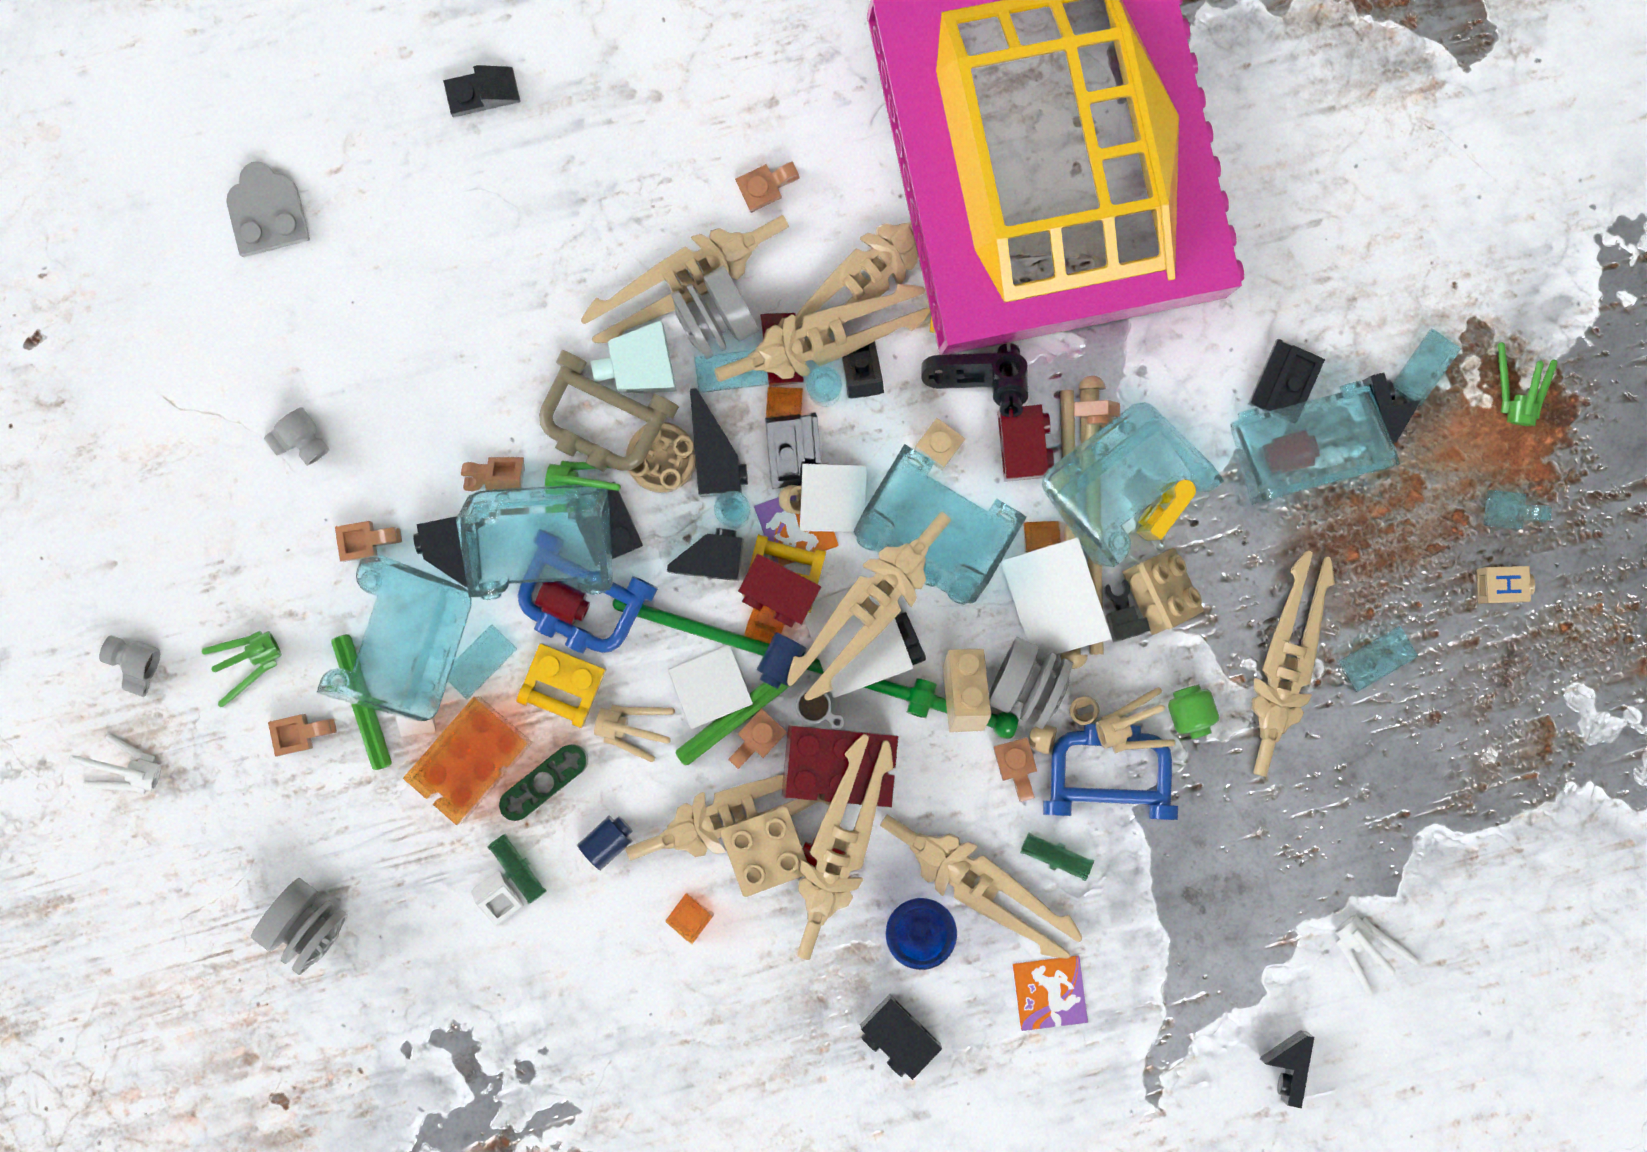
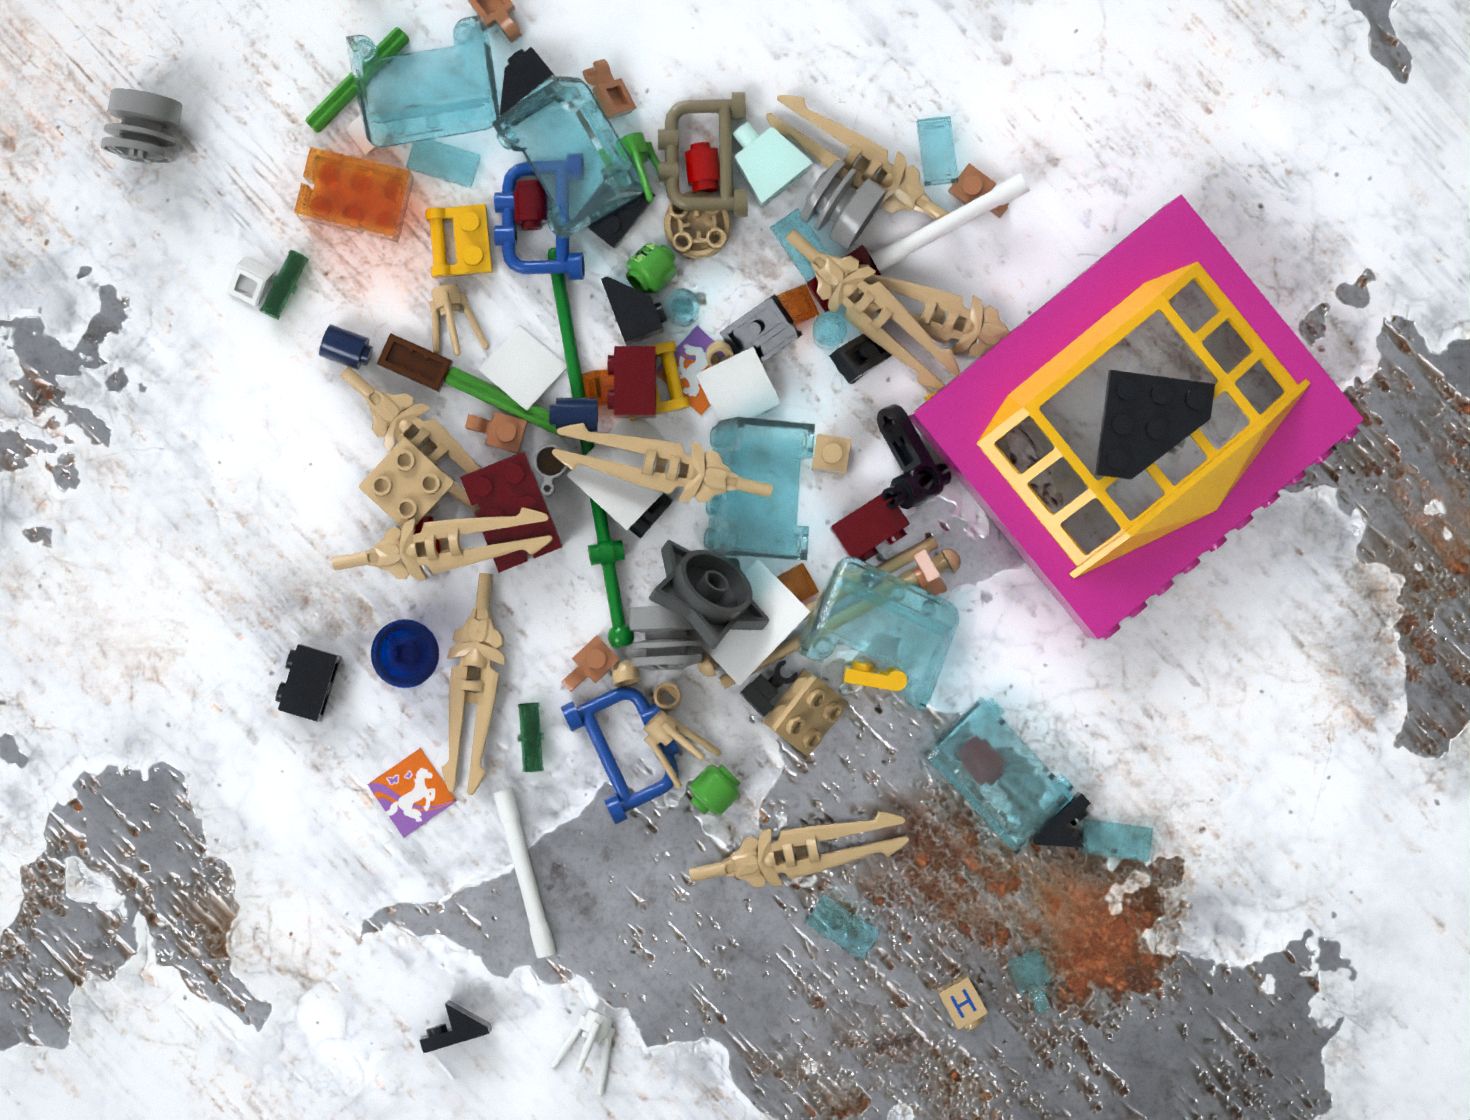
camera: 60 degrees right, 0 degrees up
(295, 733) = (301, 39): nougat plate -> none
(528, 806) = (350, 250): dark green beam -> none
(611, 424) = (702, 167): none -> red brick
(653, 784) = (414, 362): none -> reddish brown plate
(680, 520) = (651, 268): none -> bright green head
(689, 918) = (317, 452): clear orange slope -> none
(708, 202) = (937, 151): none -> clear light blue tile
(716, 460) = (720, 270): black slope -> none
(782, 163) = (902, 248): none -> white piece
(966, 690) = (629, 585): tan brick -> none
(1012, 623) = (707, 592): none -> dark grey plate
(1069, 131) = (1147, 419): none -> black plate
(1234, 938) = (539, 927): none -> white piece
(1286, 377) = (1044, 723): black plate -> none
(1524, 408) = (1124, 943): bright green plant -> none

